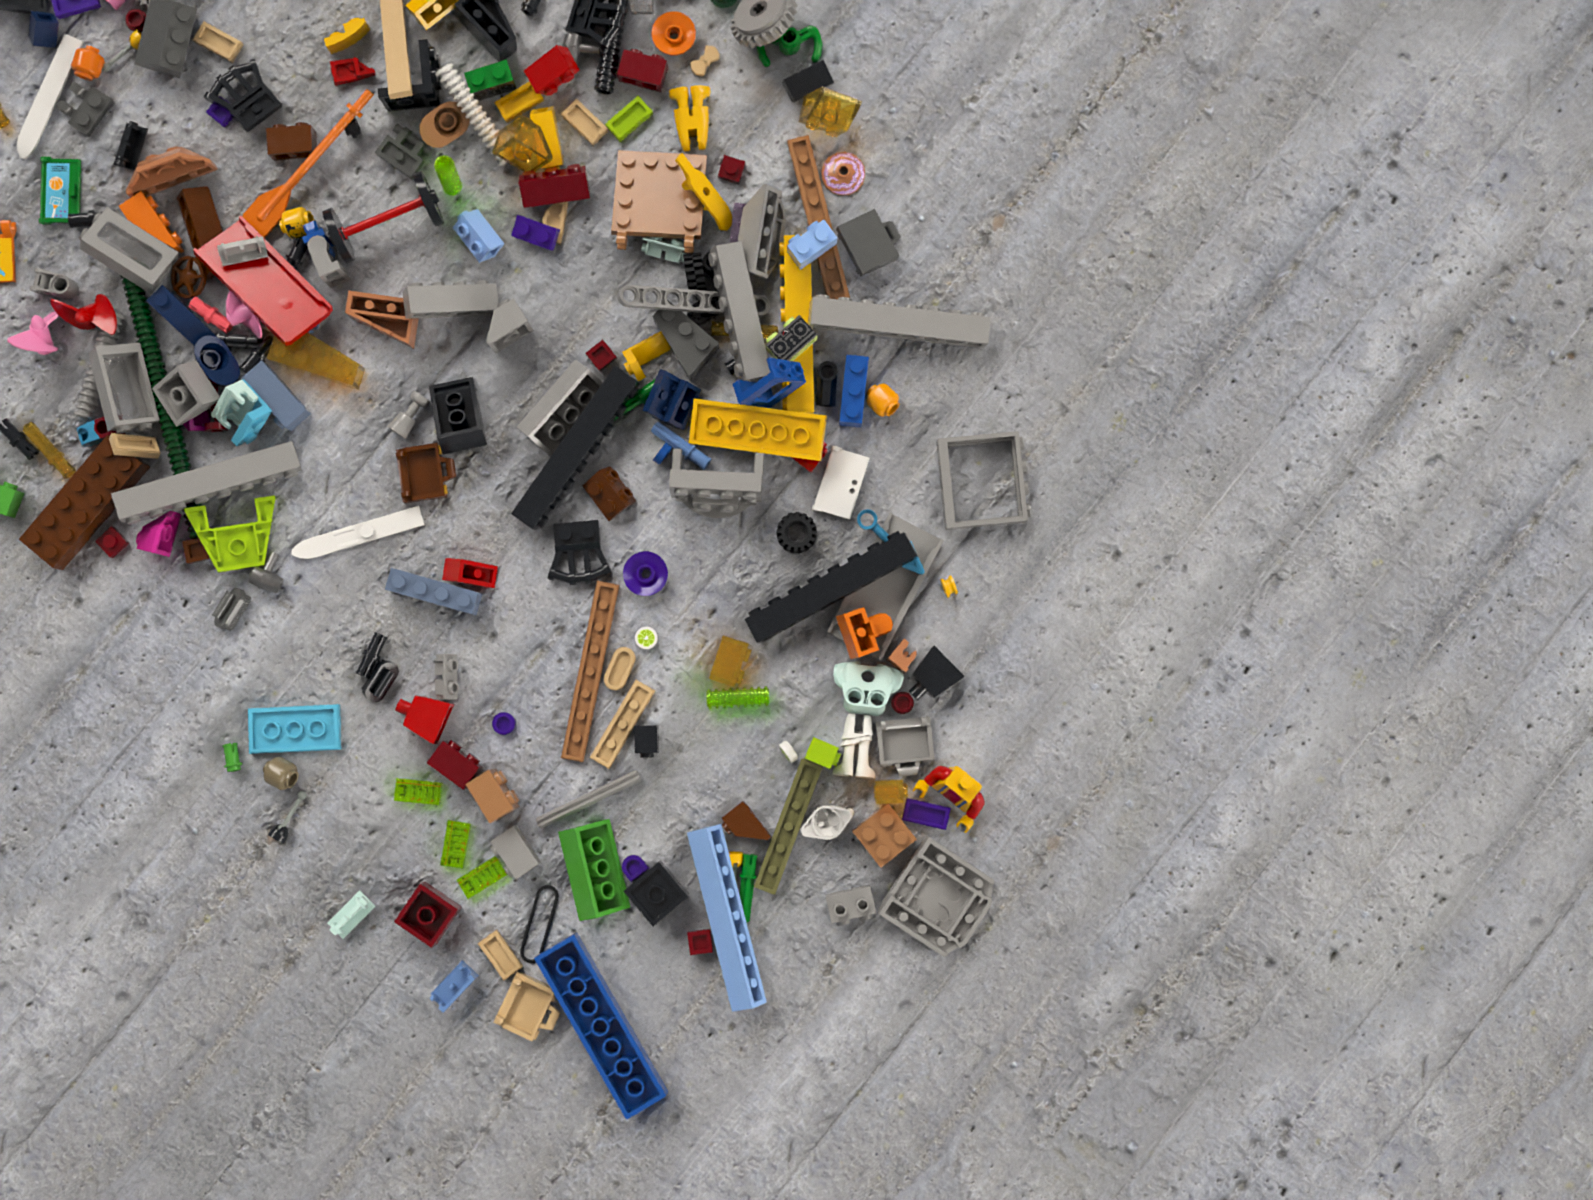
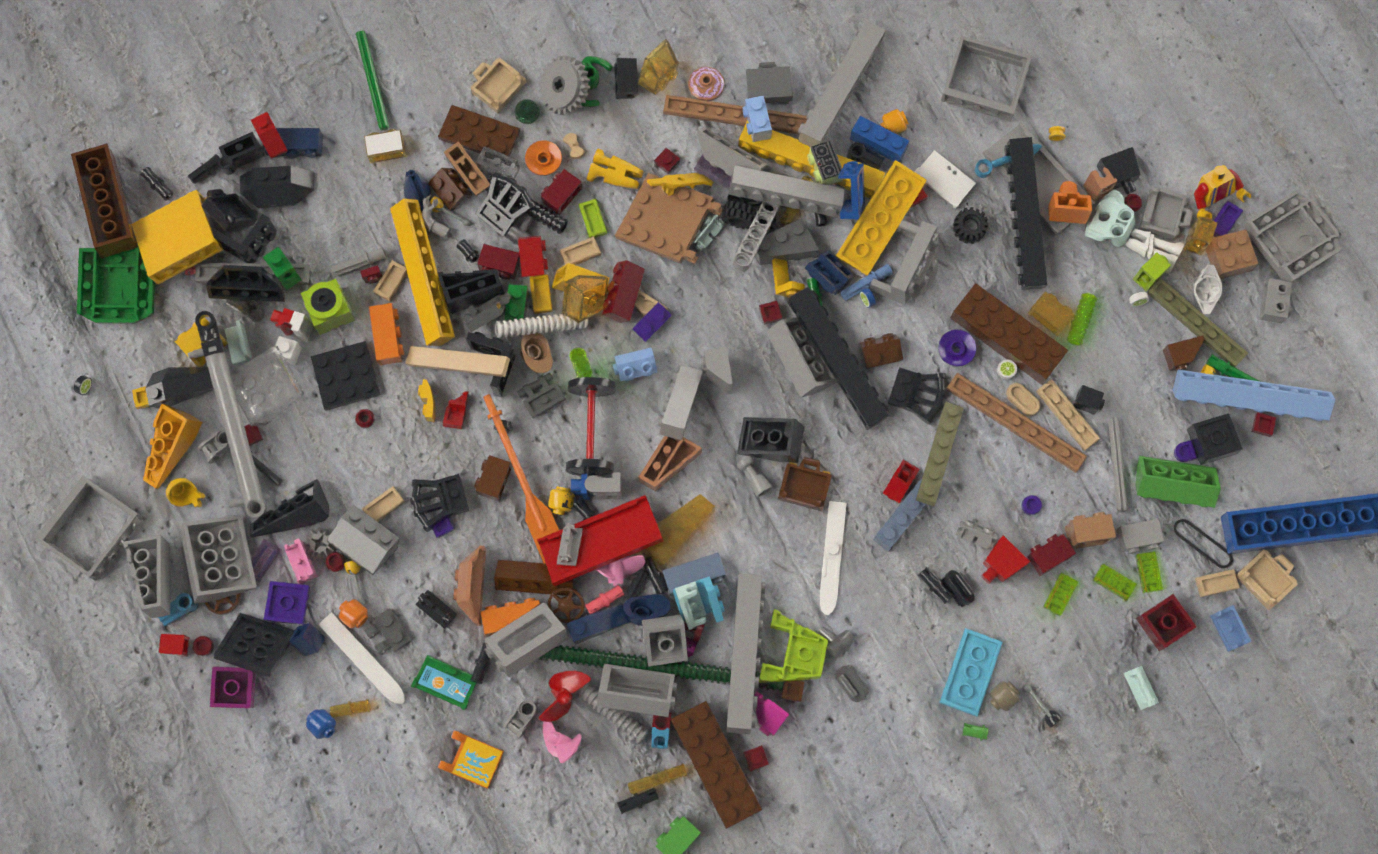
camera: 65 degrees left, 10 degrees down
(134, 446) = (688, 701): tan tile -> none
(461, 48) = (486, 311): none -> dark grey piece
(511, 600) = (939, 454): none -> olive plate
(533, 37) = (499, 259): none -> dark red brick
(685, 623) = (1008, 333): none -> reddish brown brick

